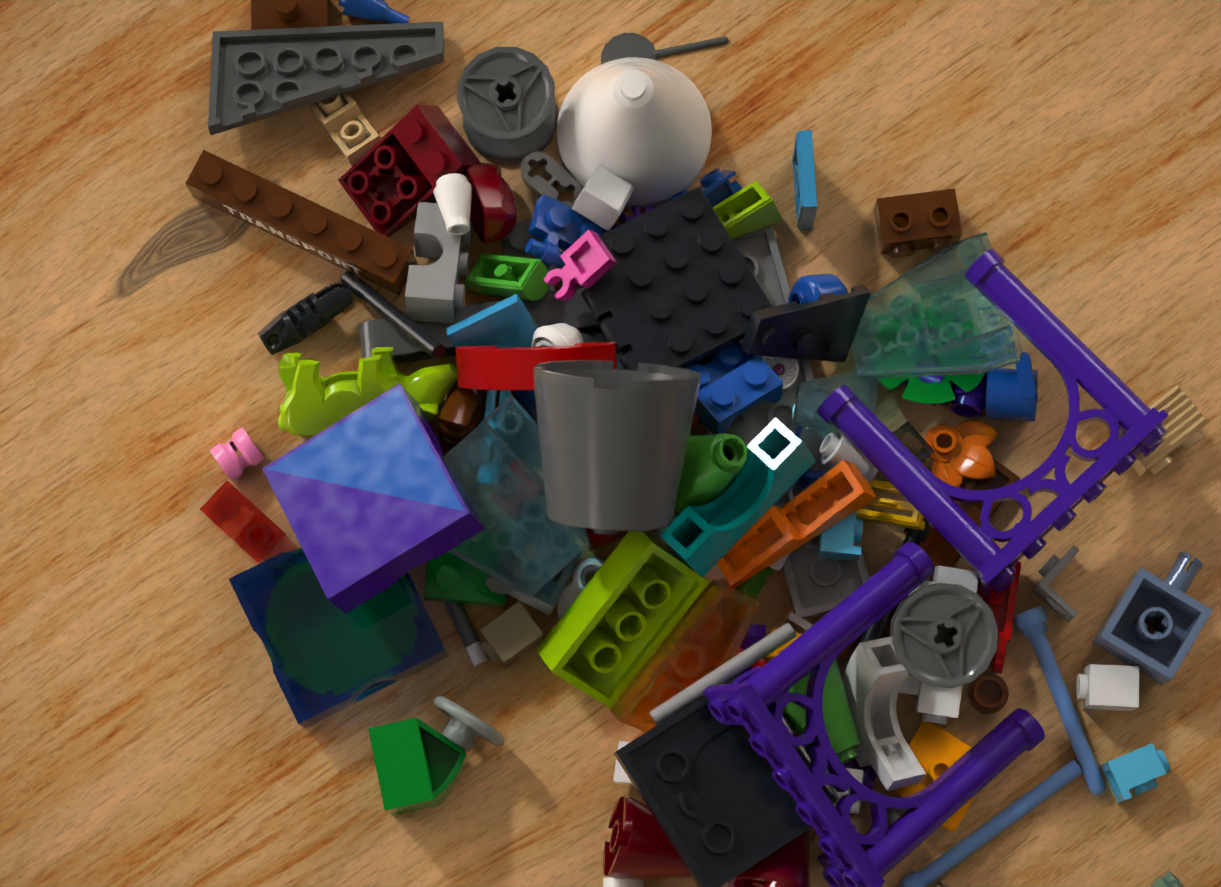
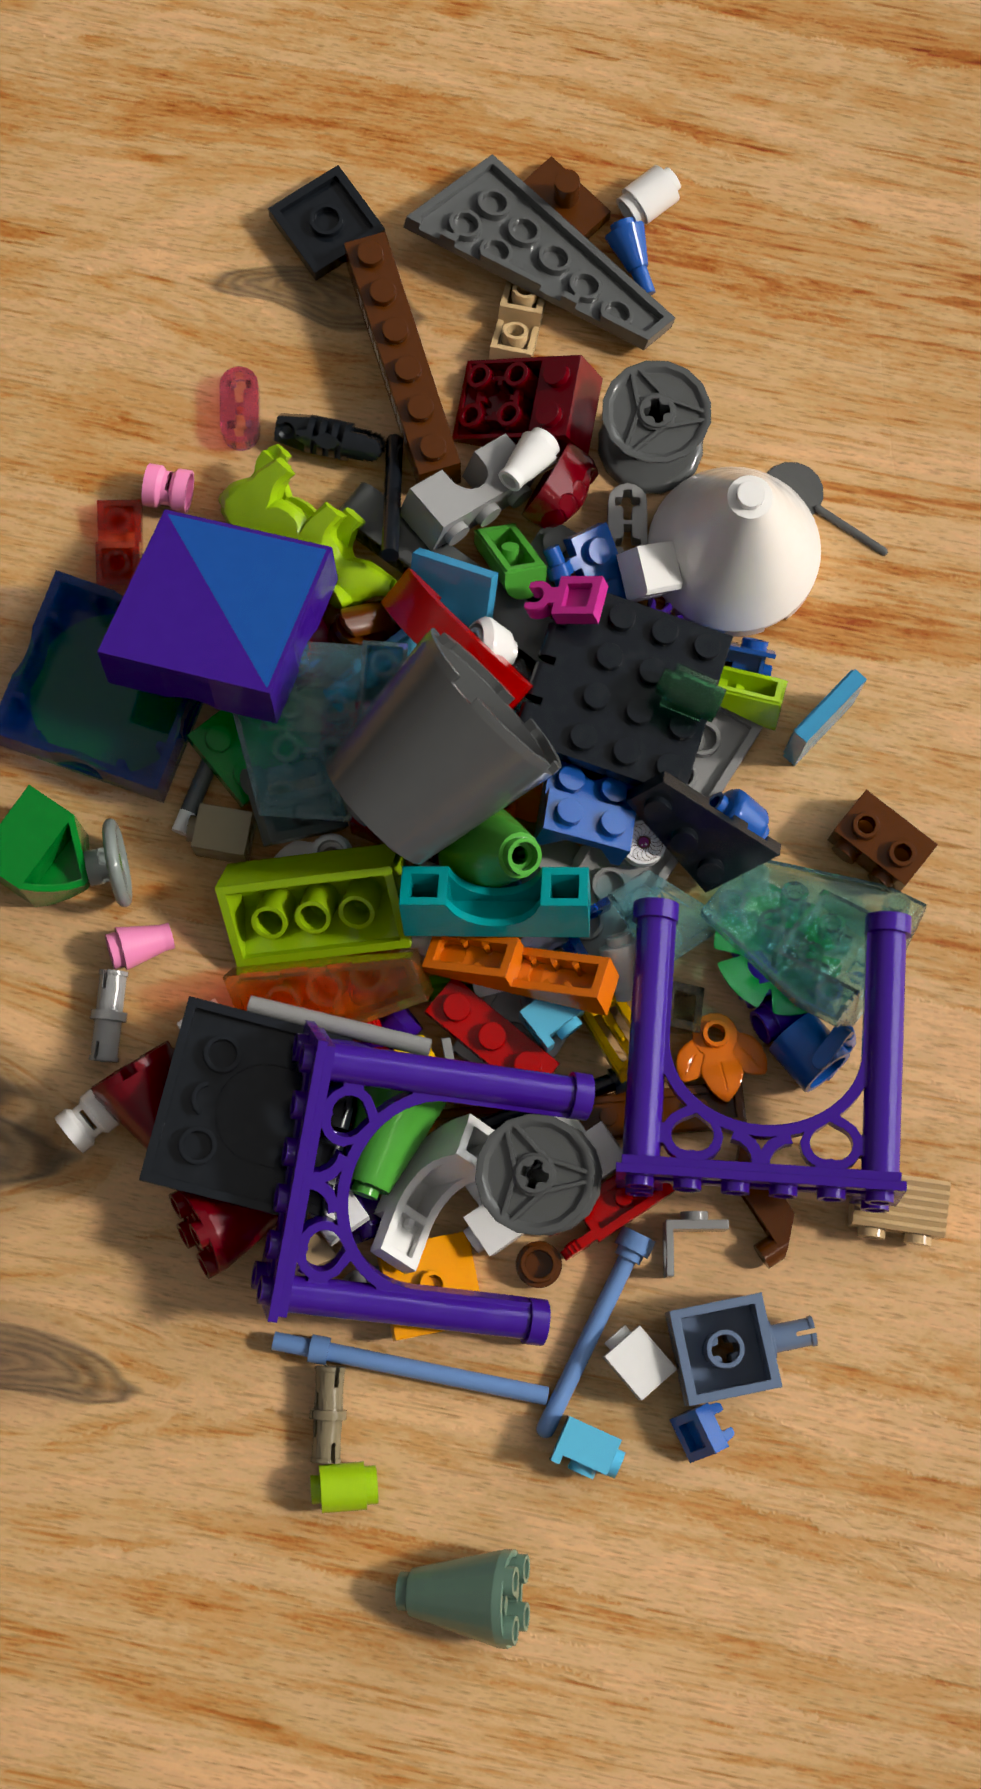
camera: 40 degrees right, 0 degrees up
(151, 181) = (322, 219): none -> black plate
(220, 363) = (248, 408): none -> clear pink beam
(533, 759) = (138, 944): none -> bright pink cone
(563, 822) = (108, 1016): none -> light grey pin
(718, 247) = (690, 693): none -> clear green brick
(810, 584) = (486, 1031): none -> red plate
(1093, 517) = (773, 1216): none -> reddish brown piece
(1190, 690) = (700, 1431): none -> blue tile

